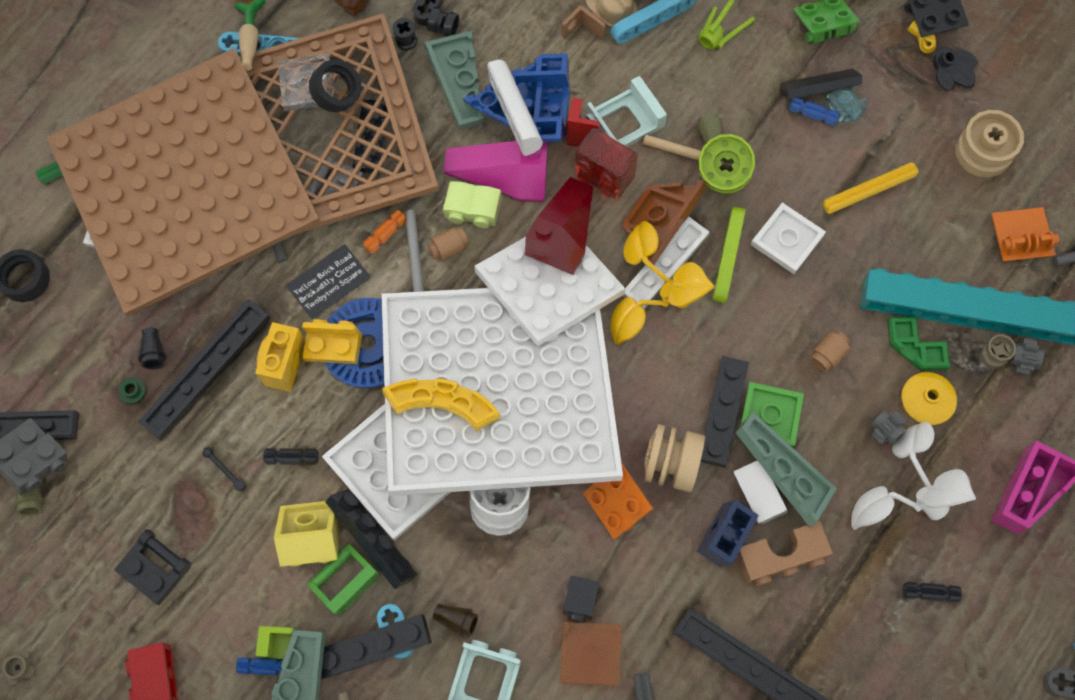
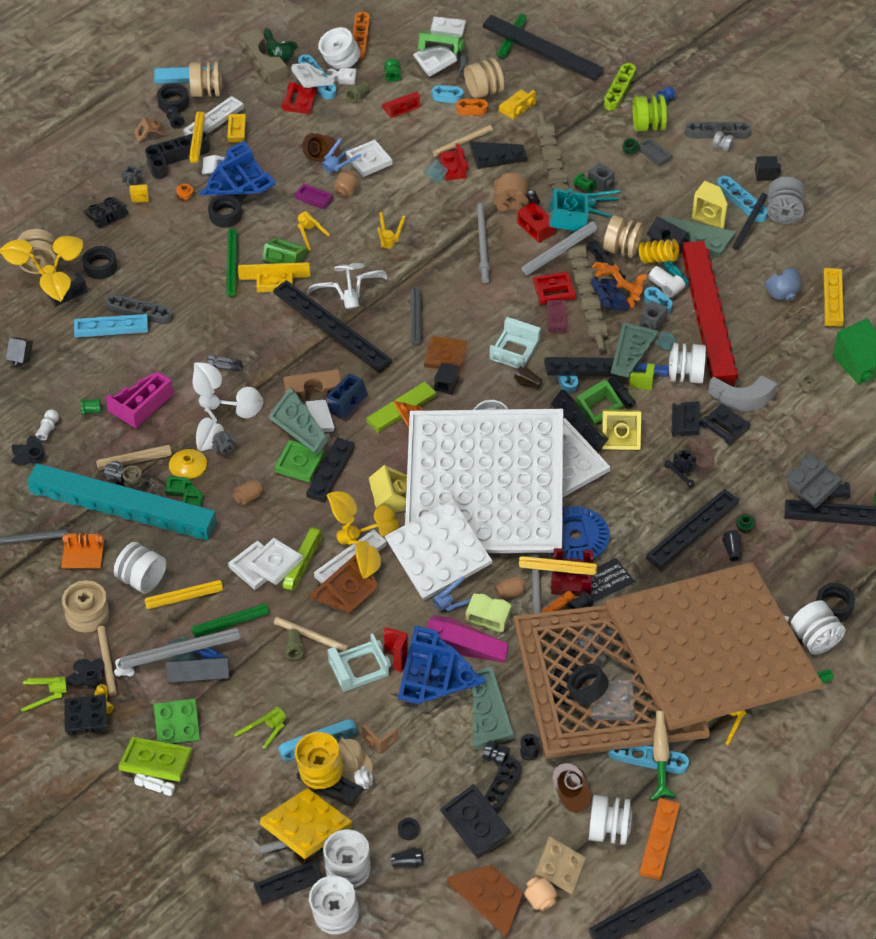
camera: 175 degrees left, 20 degrees down
(44, 219) = (817, 627): none -> white wheel
(104, 620) = (745, 398): none -> light grey arch
(201, 664) = (687, 363): none -> white wheel
(207, 480) = (684, 461): none -> black gear
(210, 566) = (686, 419): none -> black plate
(280, 357) = (637, 523): yellow brick -> none
(290, 456) = (632, 474): black axle -> none
(308, 606) = (622, 392): none -> black axle
(332, 342) = (600, 528): yellow bracket -> none
(354, 232) = (583, 601): none -> black bush
(366, 273) = (576, 583): none -> dark red panel
(386, 275) = (558, 565): none -> yellow axle
(443, 395) = (522, 468): yellow tile -> none
(514, 107) = (447, 652): white brick -> none
(526, 216) = (444, 599): none -> medium blue plant
(562, 228) = (423, 576): dark red wedge -> none
(605, 164) = (380, 612): clear red brick -> none
(632, 374) = (389, 488): none -> light yellow slope
(641, 540) = (389, 414): none -> lime tile
(674, 458) = (371, 434): tan wheel -> none
(731, 149) = (291, 604): lime wheel -> none
(764, 231) = (274, 561): none -> white tile
(800, 159) = (230, 620): none -> green axle
(838, 102) = (179, 648): none -> light grey axle
(914, 75) = (120, 671): none -> white plate
(936, 89) = (107, 661): none -> tan bar
(939, 198) = (140, 567): none -> white wheel
(985, 43) = (56, 685): none -> lime plant
(1009, 394) = (136, 457): none -> tan axle

